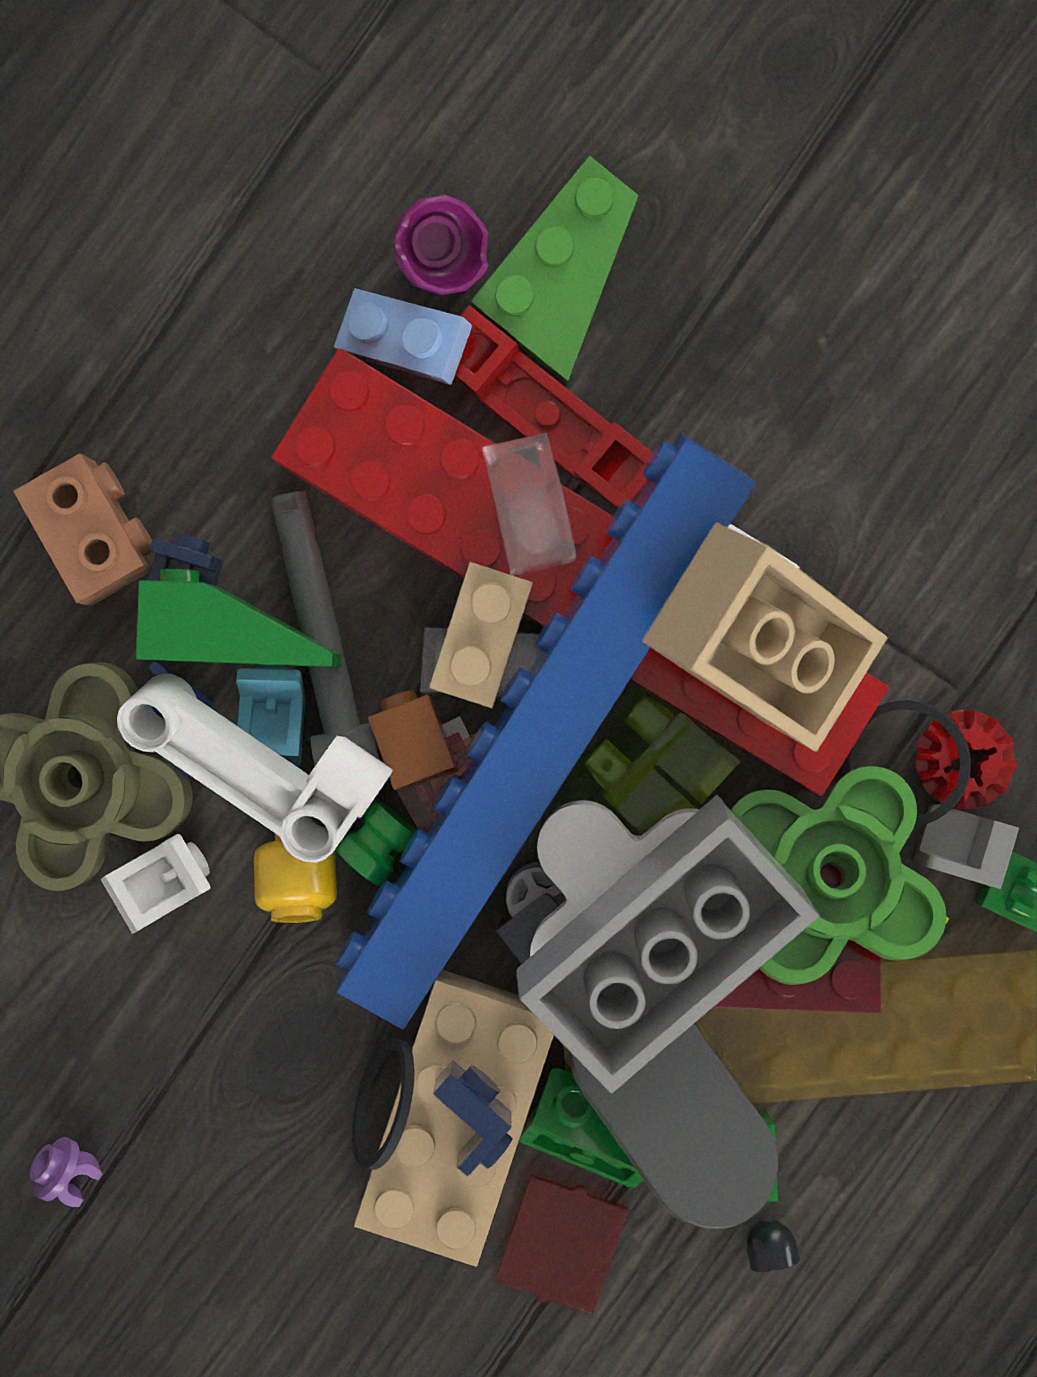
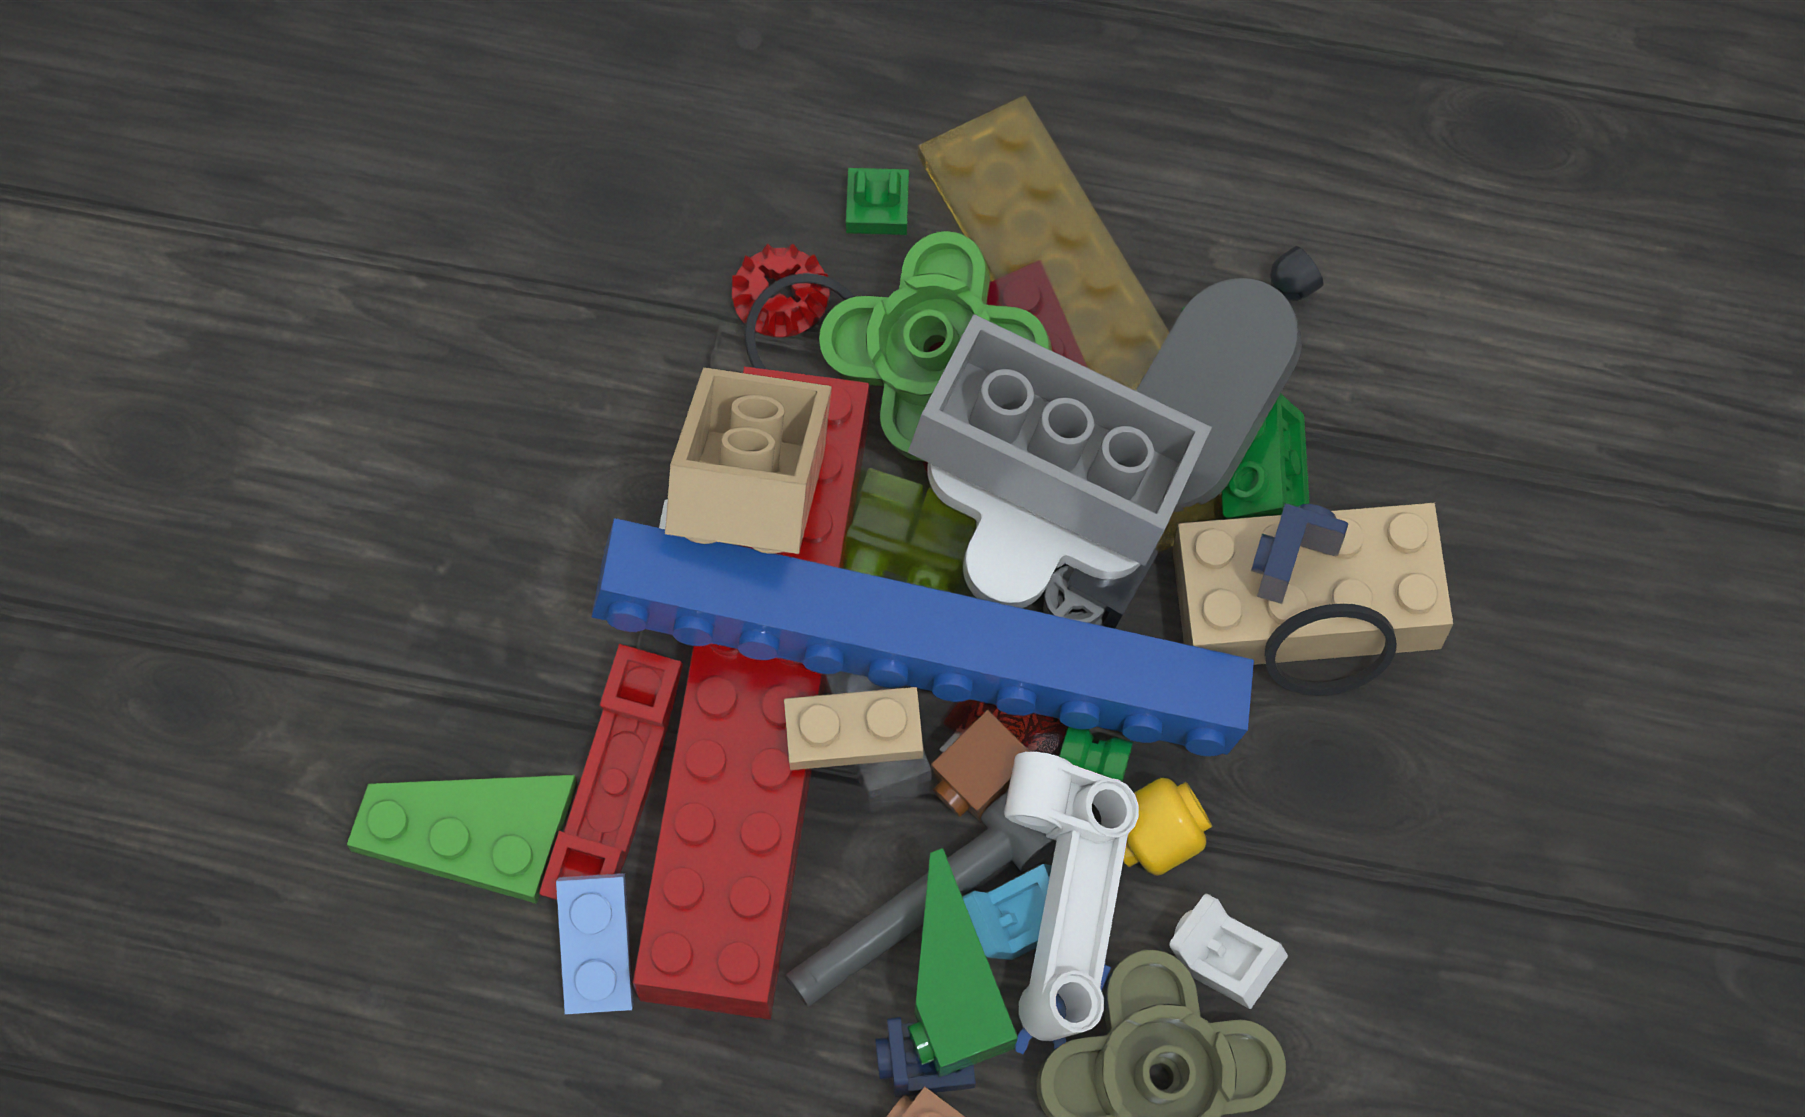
camera: 115 degrees left, 20 degrees down
(55, 1168) = (1547, 931): medium lavender plate -> none
(440, 245) = (492, 942): magenta hair -> none
(529, 504) = (713, 728): clear slope -> none
(562, 1244) = (1385, 455): clear red piece -> none
(967, 846) = (858, 253): light grey panel -> none

